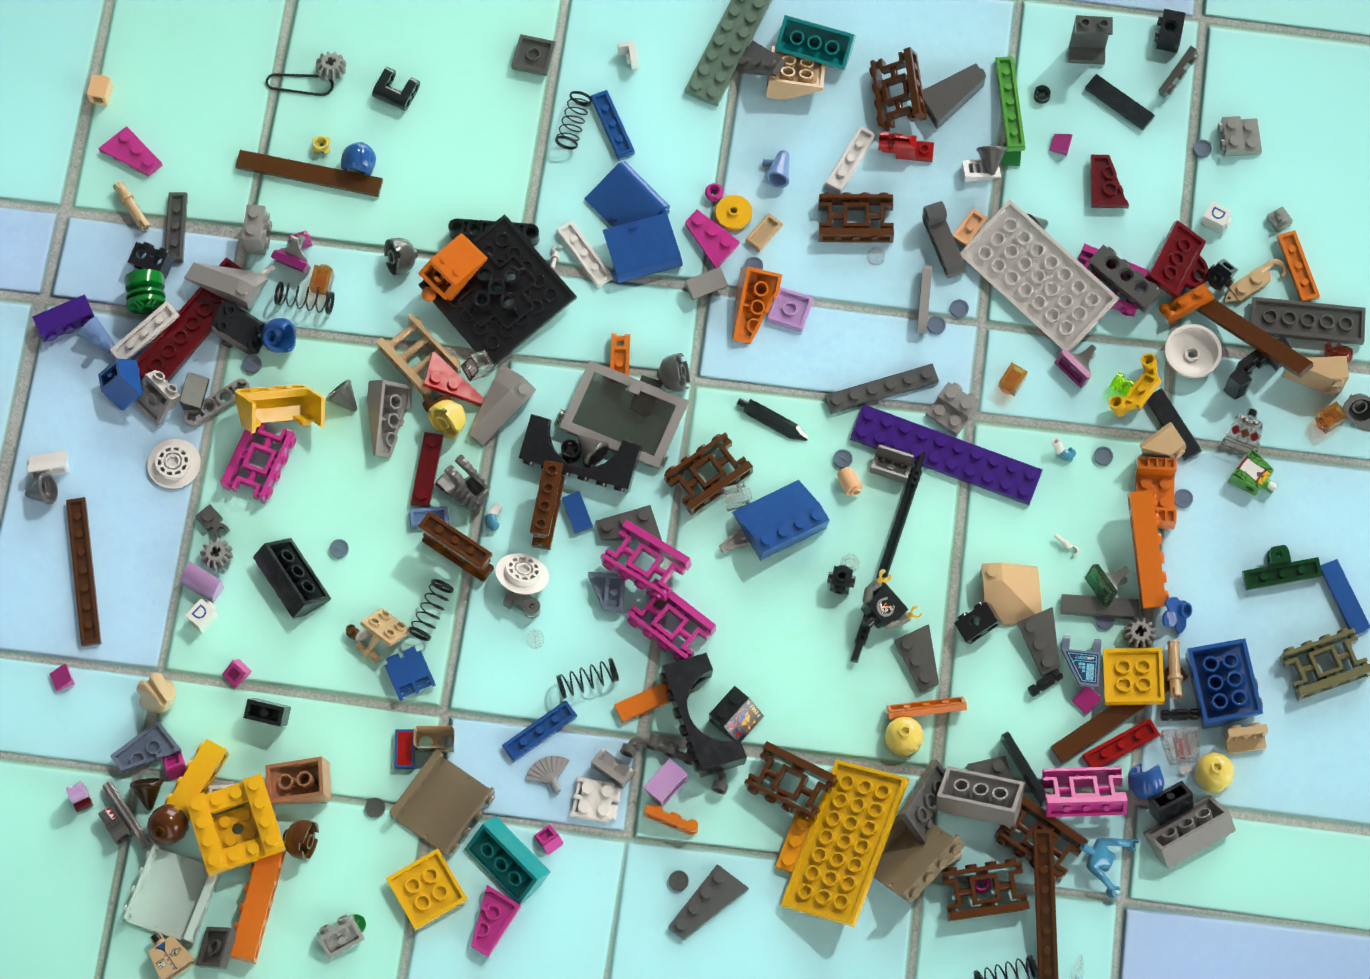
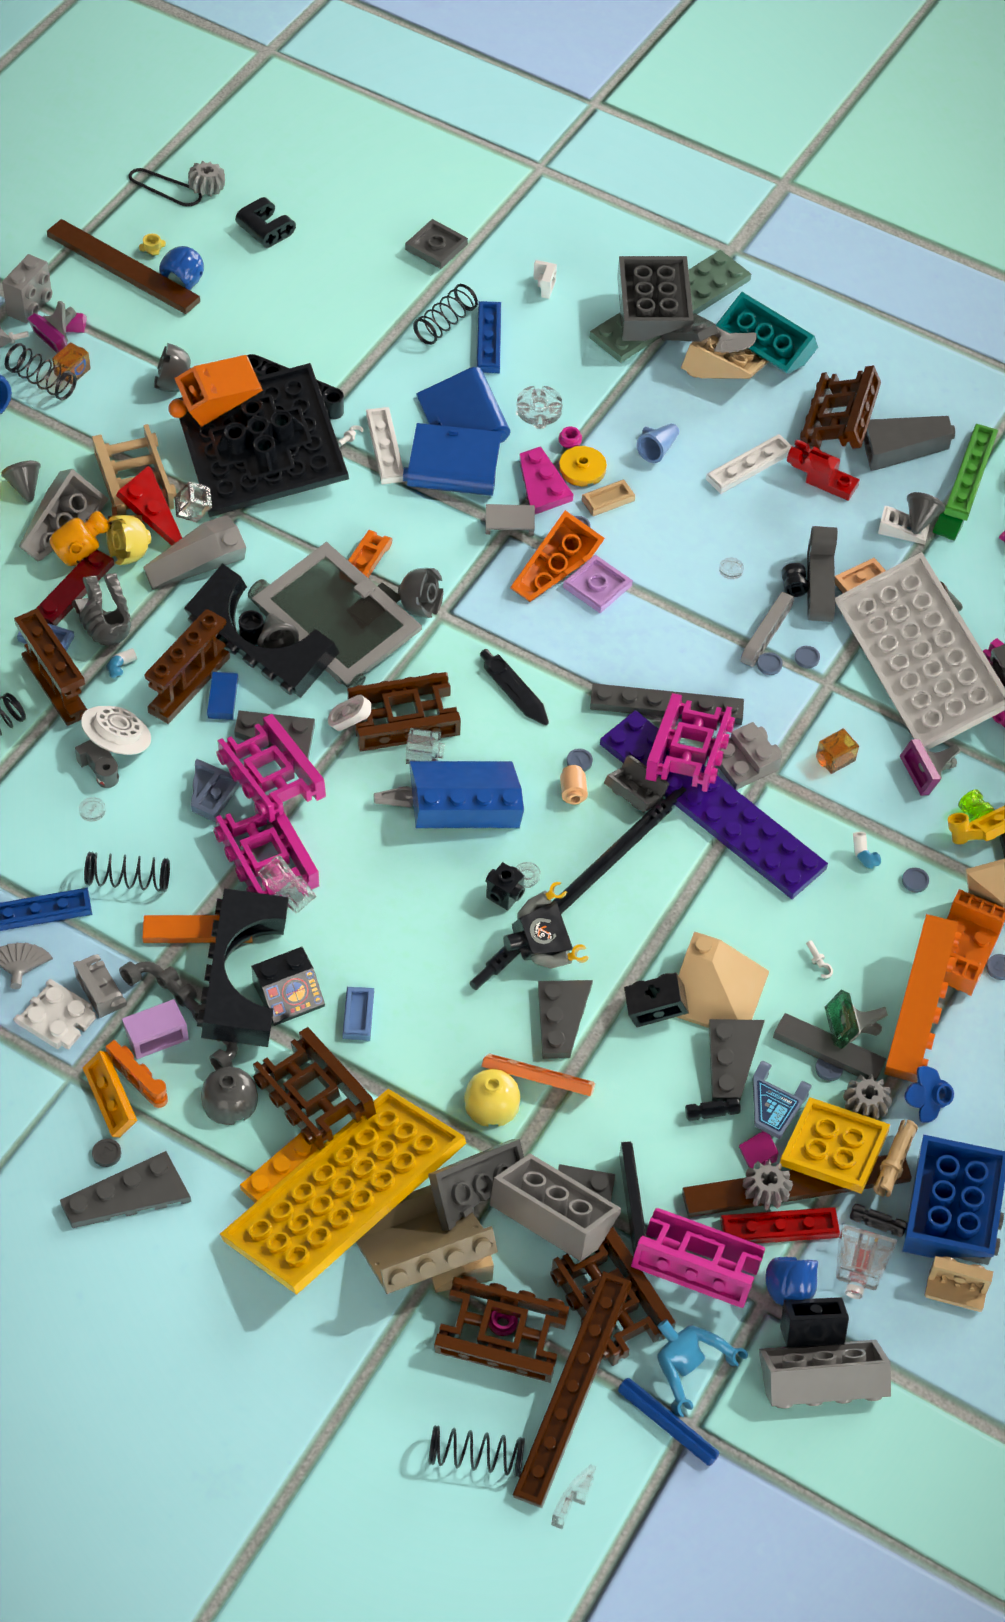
camera: 20 degrees right, 15 degrees down
(413, 432) = (78, 538): none -> light orange piece
(661, 841) = (109, 1094): none -> light orange plate
(677, 163) = (539, 416): none -> clear plate
(678, 490) = (349, 713): none -> white plate
(699, 643) = (285, 883): none -> clear slope
(722, 45) = (653, 296): none -> dark grey slope
(736, 808) = (229, 1095): none -> dark grey cylinder
(789, 713) = (358, 1013): none -> medium blue tile
(797, 62) = (733, 341): none -> light grey hand
(856, 231) = (720, 533): reddish brown fence -> none
(901, 421) = (685, 758): none -> dark pink fence
(925, 249) = (795, 579): none -> black wheel
(1109, 904) = (668, 1421): none -> blue axle
(1111, 721) = (777, 1181): none -> light grey gear
(1214, 772) = (894, 1311): light yellow cylinder -> none

